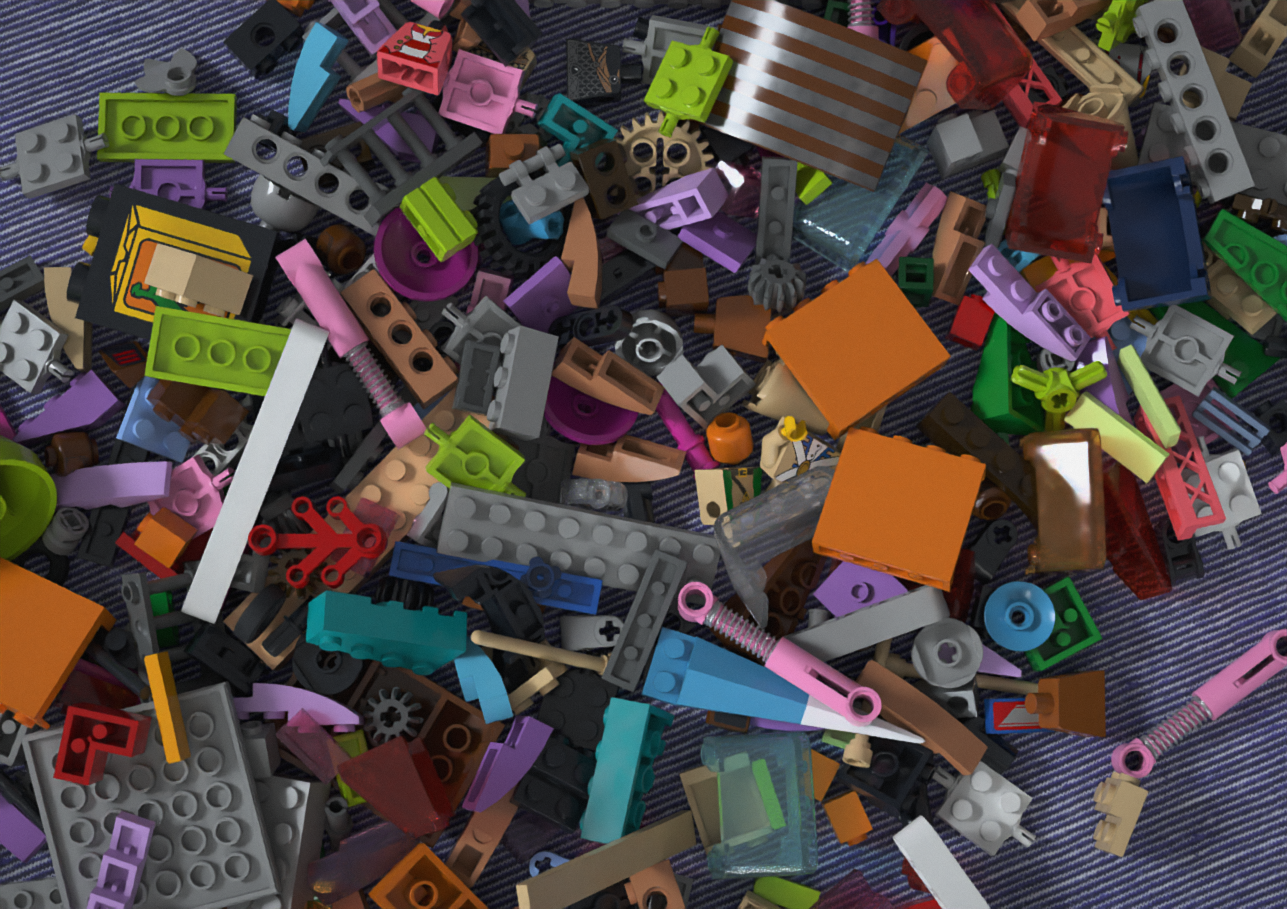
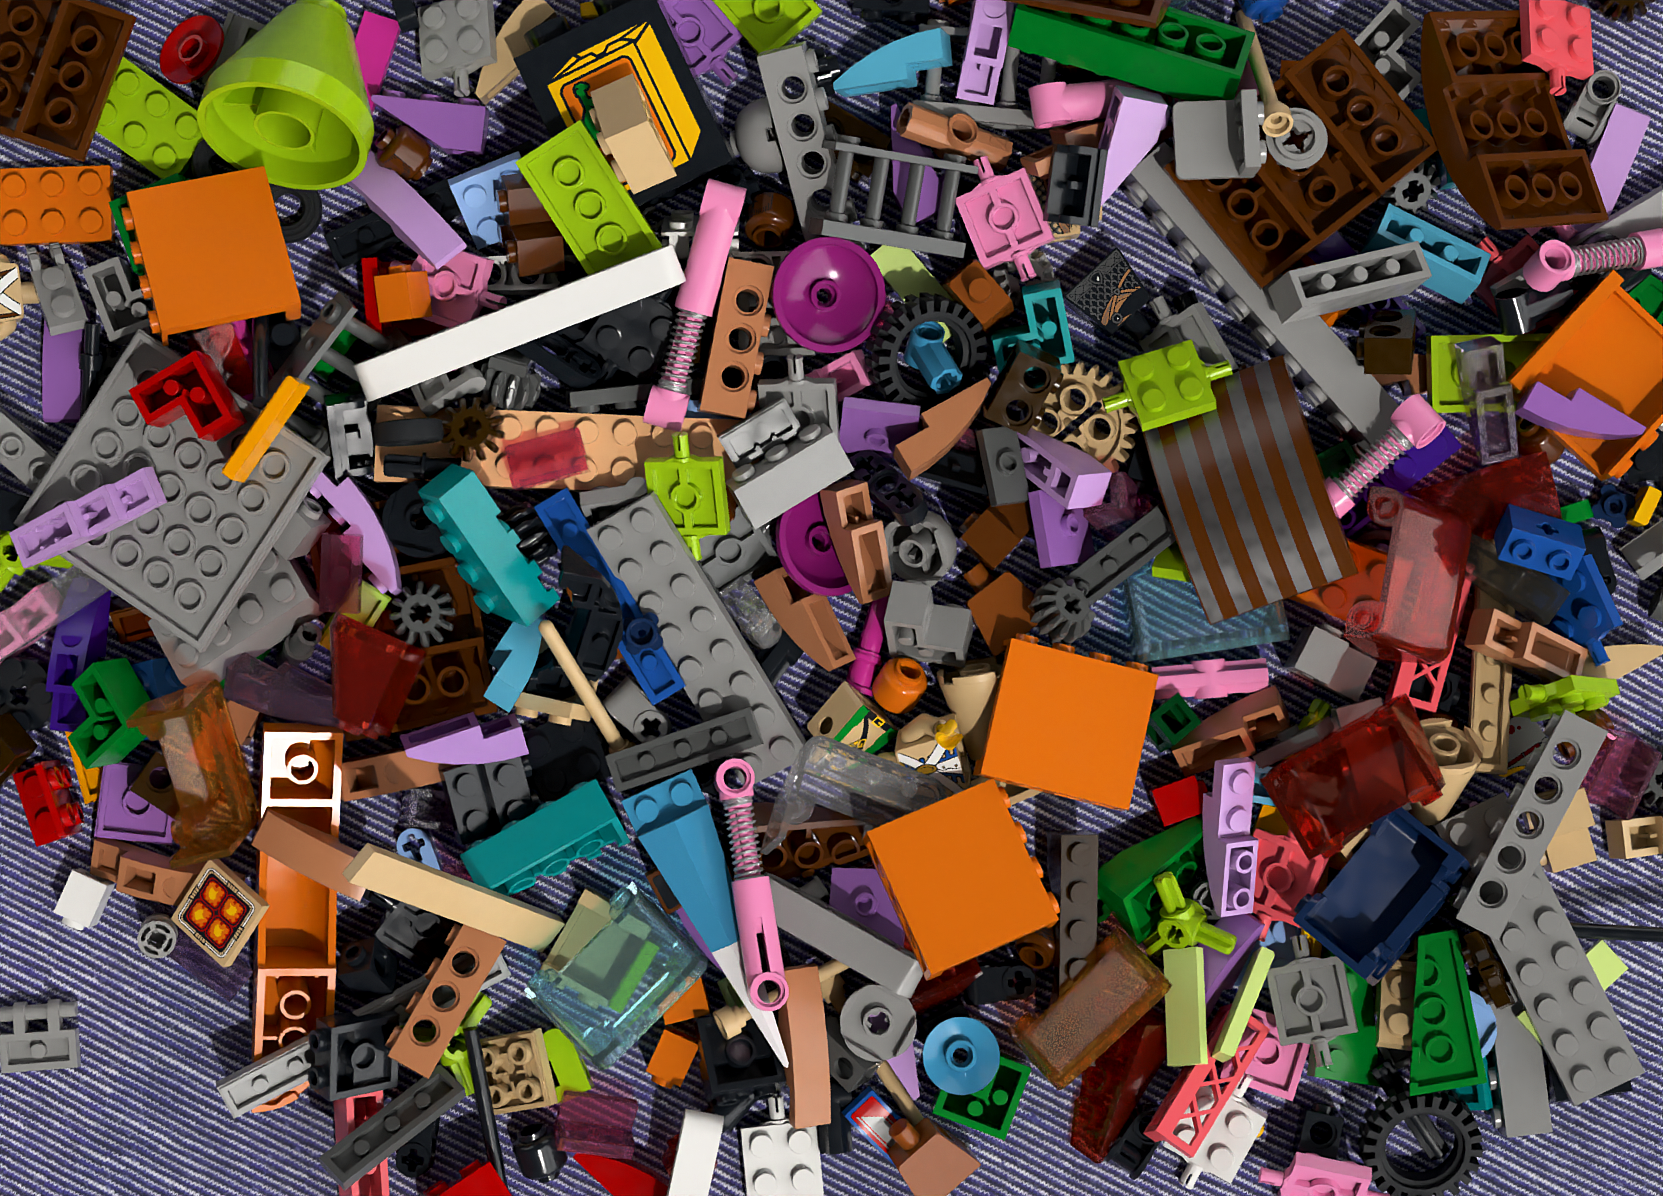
camera: 50 degrees right, 5 degrees up
(65, 531) = (336, 207): light grey wheel -> none
(126, 361) = (518, 129): slope -> none
(323, 543) = (510, 433): red plant -> none
(417, 56) = (986, 139): coral torso -> none
(439, 218) = (864, 283): lime brick -> none
(549, 192) = (967, 353): light grey plate -> none
(1225, 433) = (1272, 1092): sand blue tile -> none

